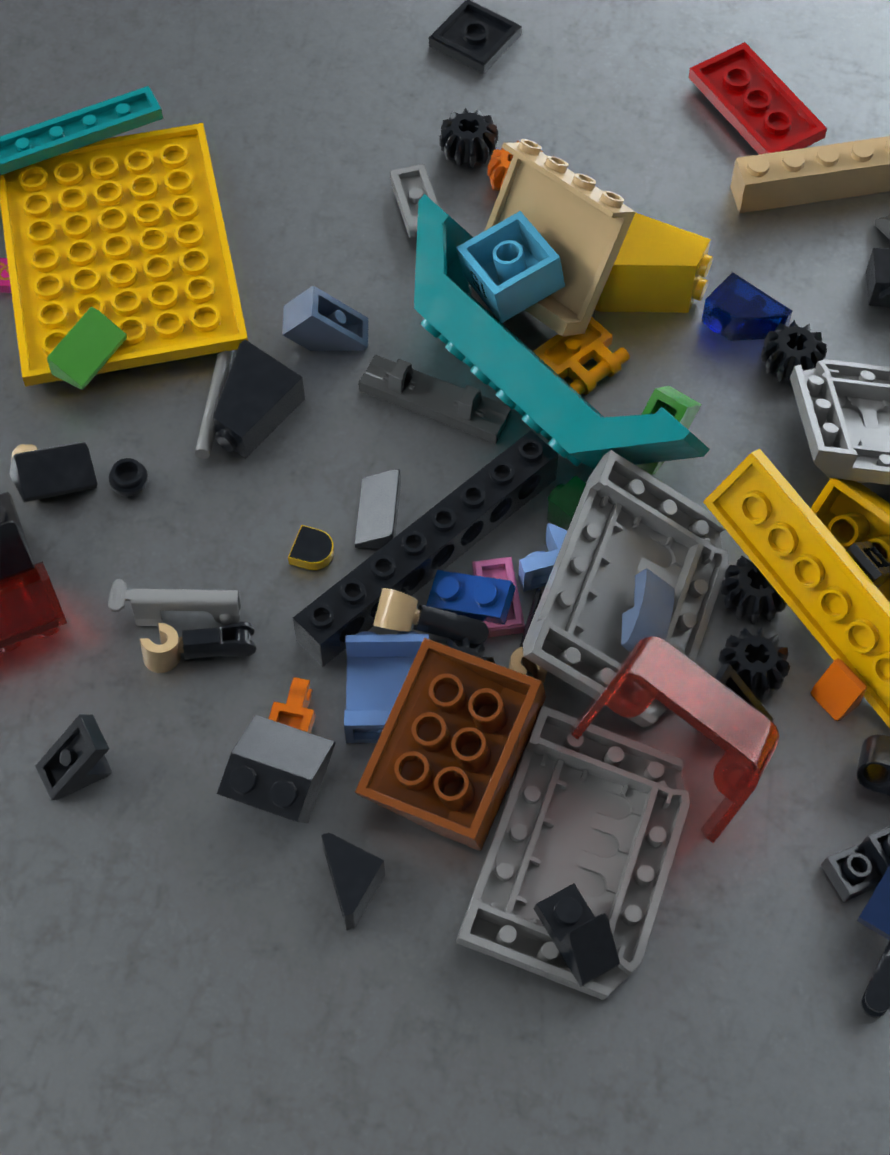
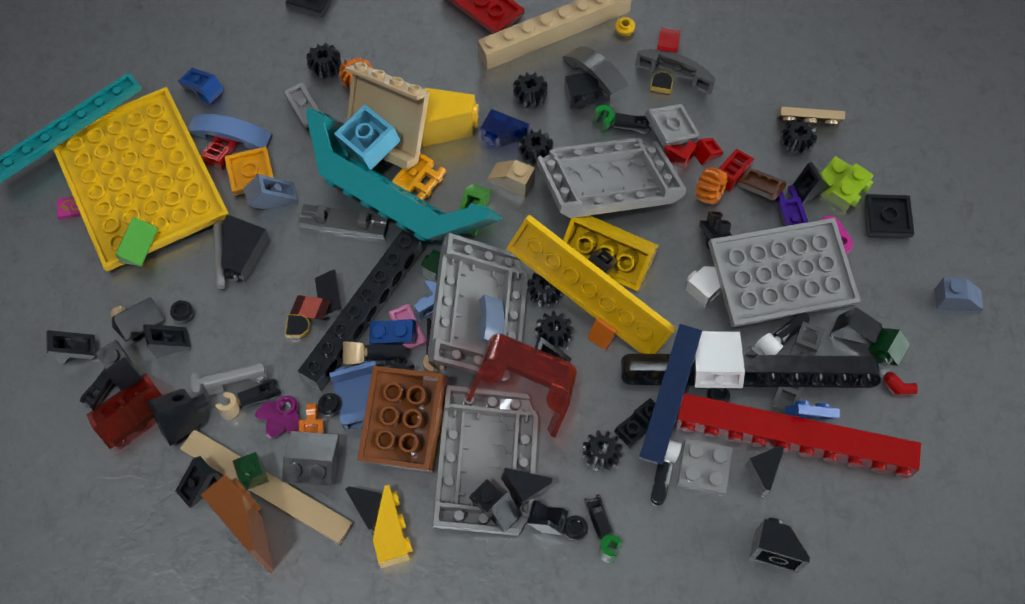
camera: 15 degrees left, 5 degrees up
(74, 638) = (177, 414): none -> black torso
(89, 516) = (165, 340): none -> black slope
(133, 828) = (241, 516): none -> dark orange slope
(169, 763) = (250, 471): none -> dark green brick
(194, 803) = (274, 492): none -> tan tile
(237, 690) = (277, 418): none -> magenta plate
(257, 257) = (218, 161): none -> red slope
(263, 133) = (203, 84): none -> blue plate
(288, 209) = (229, 128): none -> medium blue slope
(295, 271) = (245, 166): none -> light orange plate
(332, 689) = (329, 404): none -> black plate
(343, 522) = (310, 307): none -> clear red sticker
(374, 938) = (388, 535): none -> yellow slope
(639, 913) = (524, 485): none -> black slope
(665, 985) = (547, 519): none -> black panel
(711, 1015) = (575, 528): none -> black plate
(743, 392) = (513, 176): none -> tan slope
(761, 1032) = (603, 529): none -> piece
(786, 905) = (610, 444): none -> black gear
(806, 258) = (530, 89): none -> black gear

